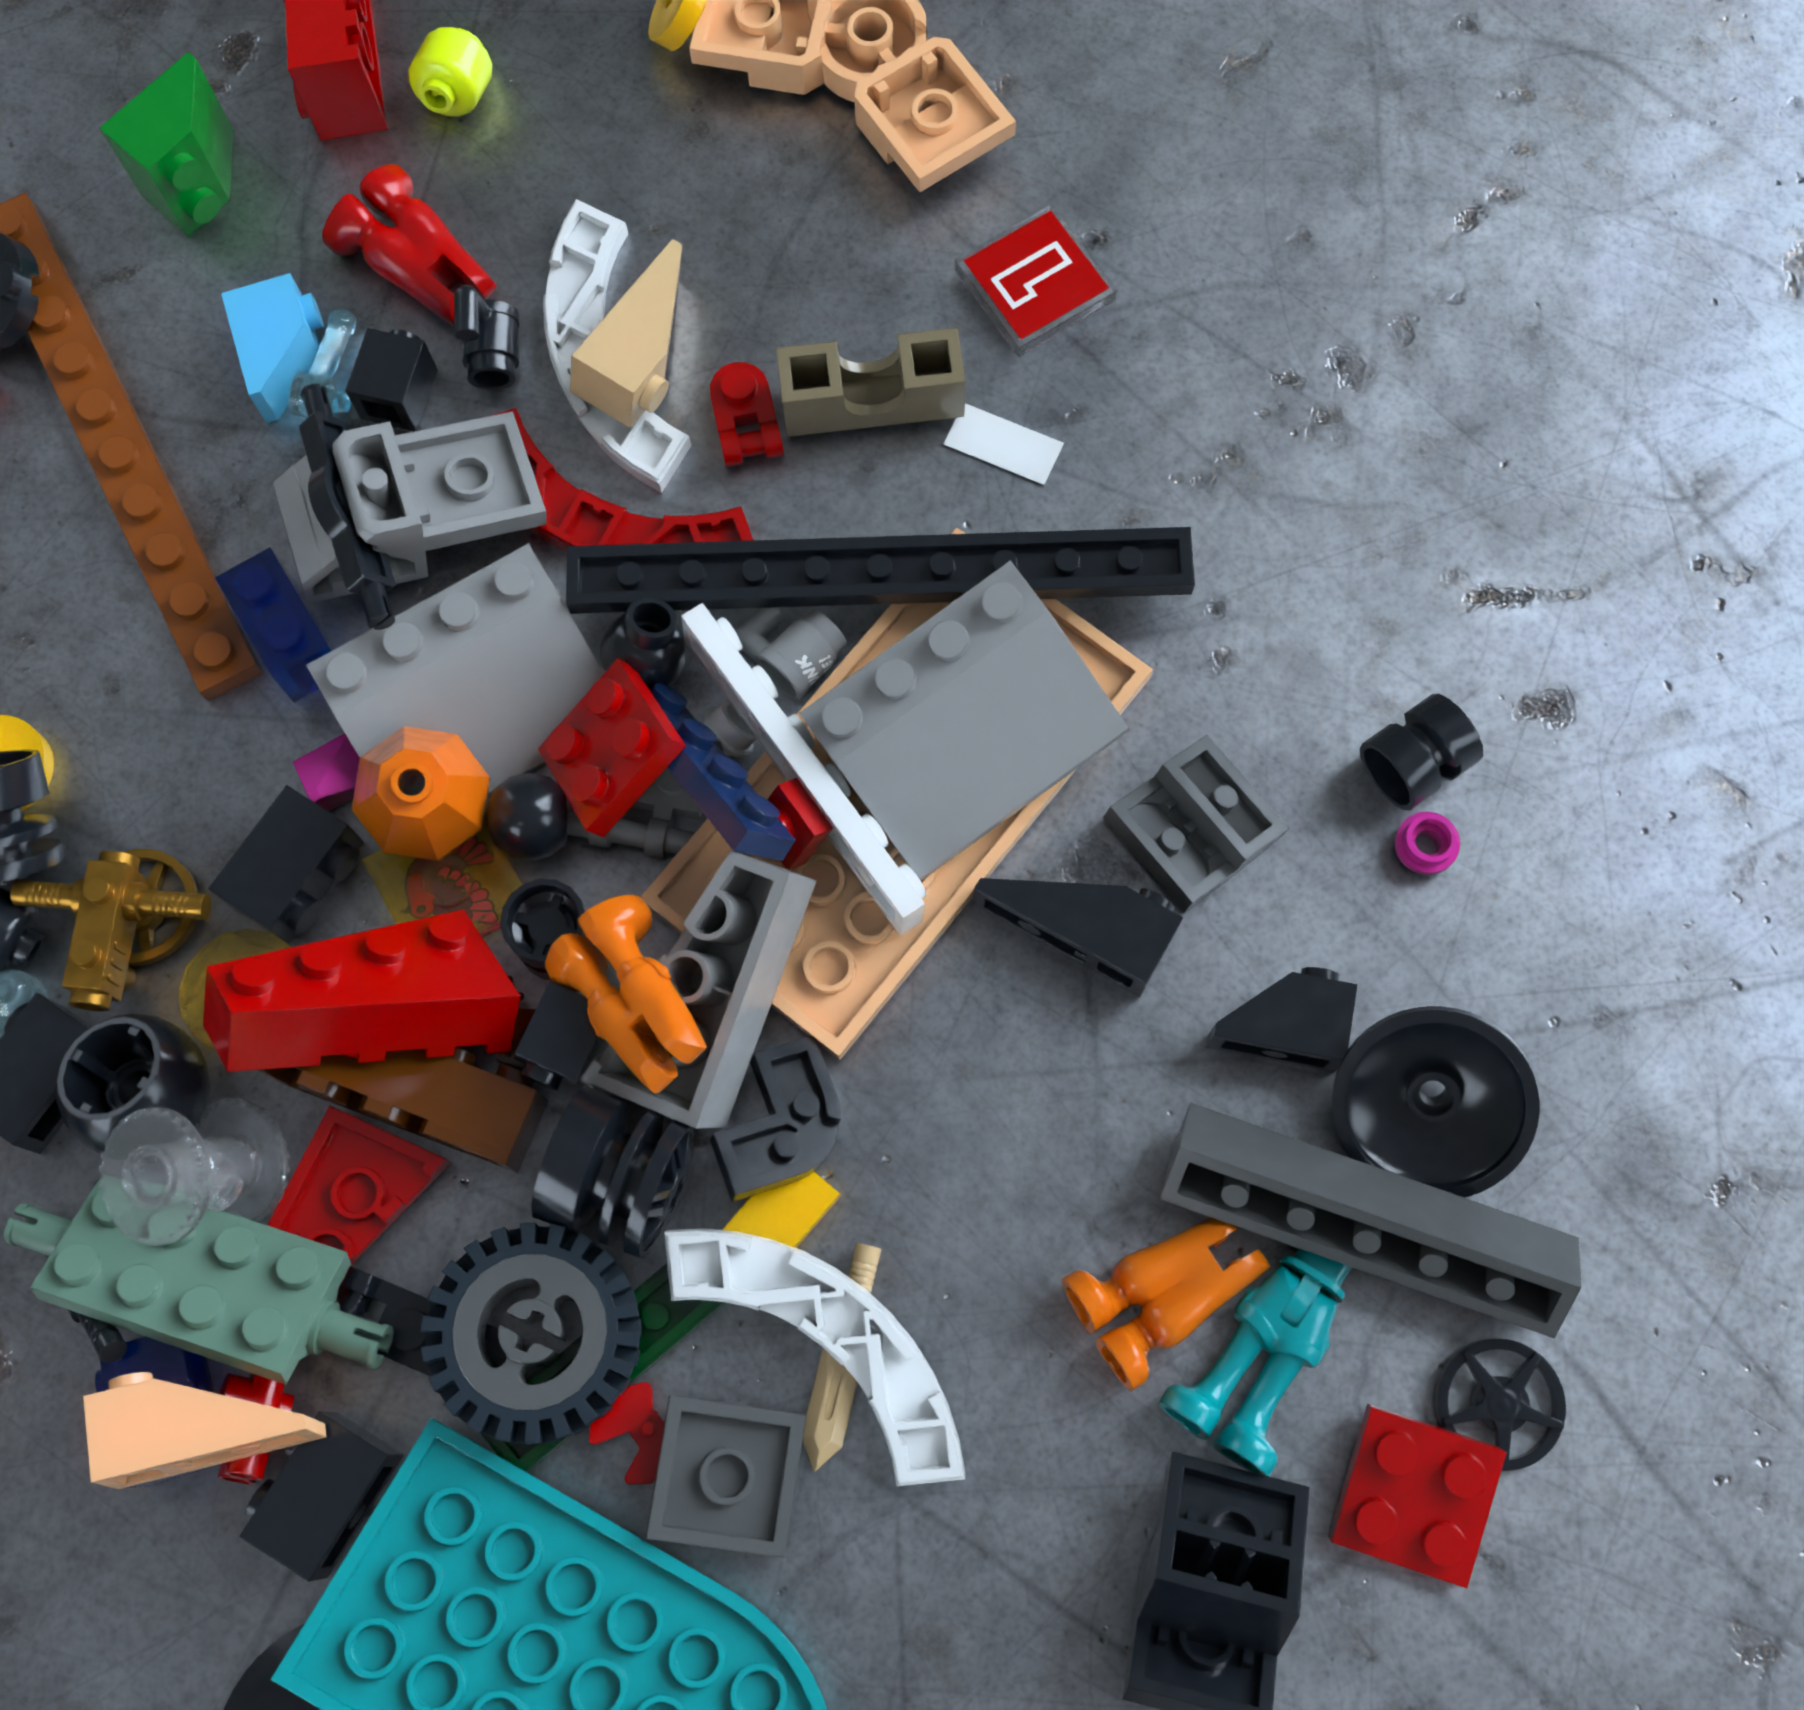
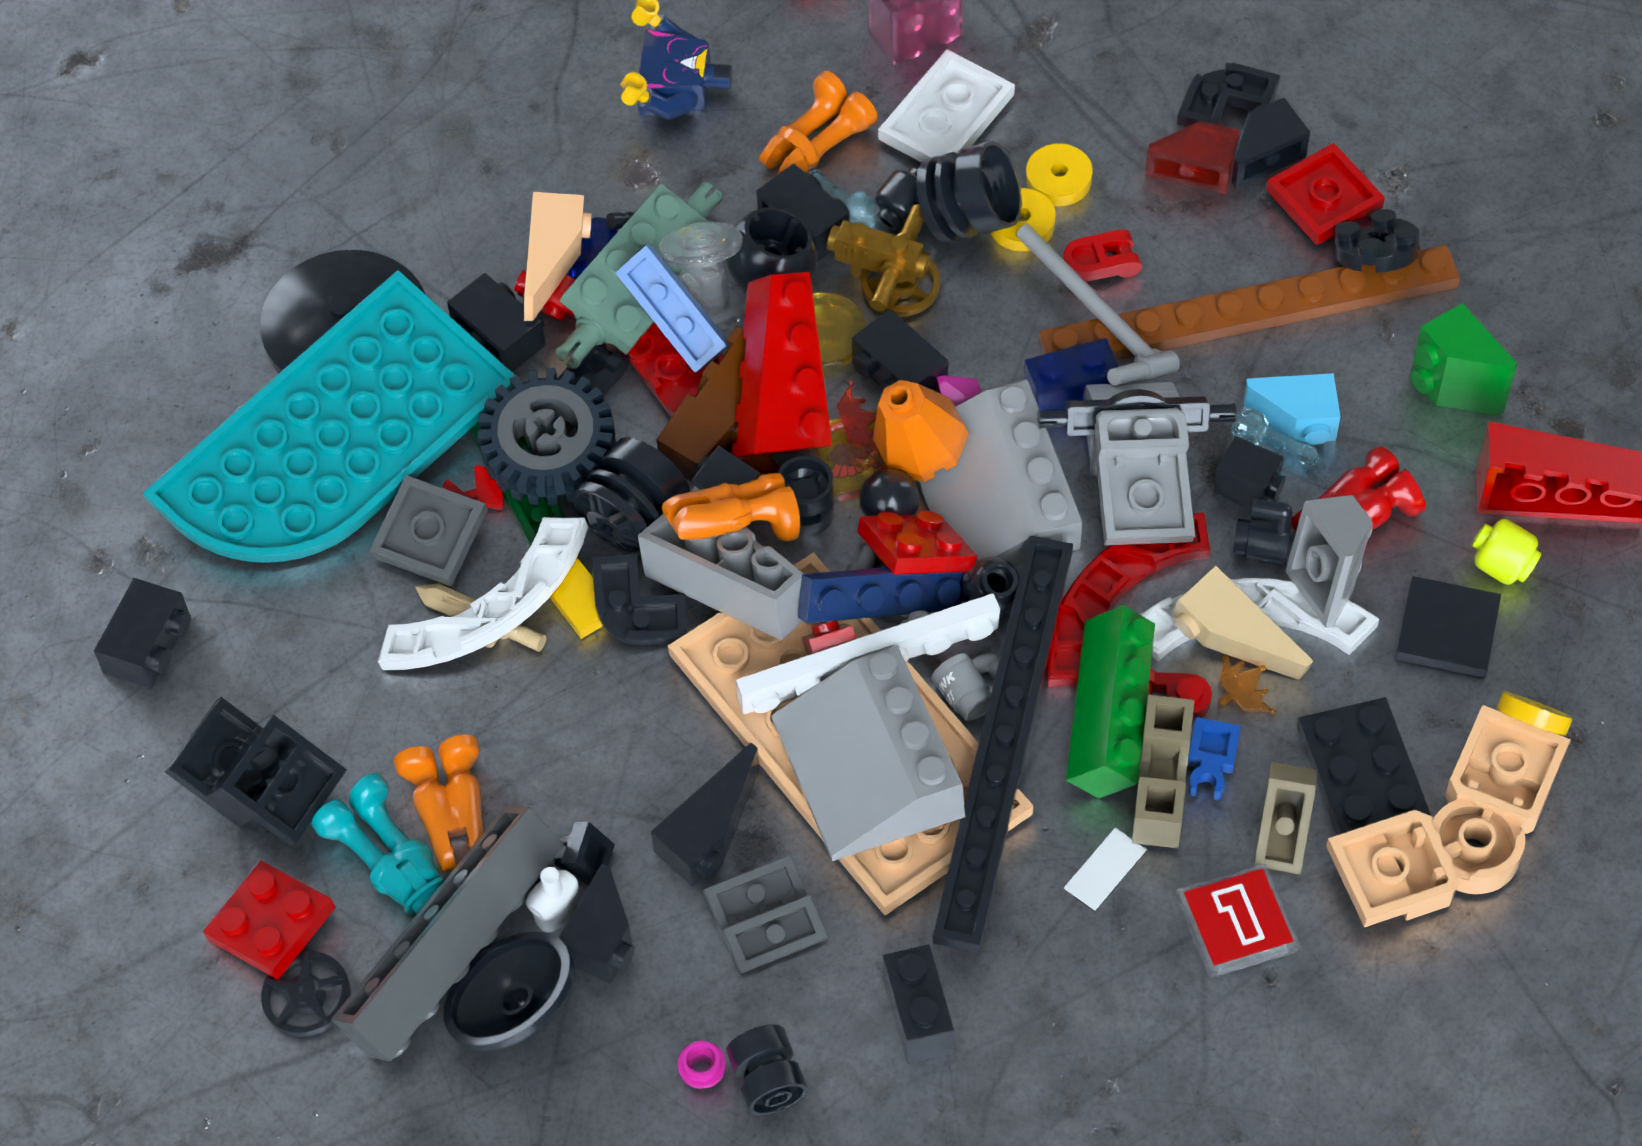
camera: 105 degrees right, 15 degrees down
(63, 656) = (1089, 257): none -> red plate
(234, 522) = (1148, 362): none -> light grey bar
(272, 1197) = (673, 308): none -> plate
(403, 897) = (854, 419): none -> clear red piece
(524, 229) = (1329, 553): none -> light grey slope
(566, 127) = (1448, 626): none -> black tile
(708, 337) = (1242, 687): none -> clear orange piece
(784, 461) = (1111, 702): none -> green brick
(792, 184) = (1361, 764): none -> black plate
(822, 327) = (1212, 752): none -> blue plate
(885, 243) = (1286, 817): none -> dark tan slope
(1186, 1073) = (585, 851): none -> black tile
(1271, 1096) = (553, 899): none -> white piece
(1272, 596) = (918, 1004): none -> black brick

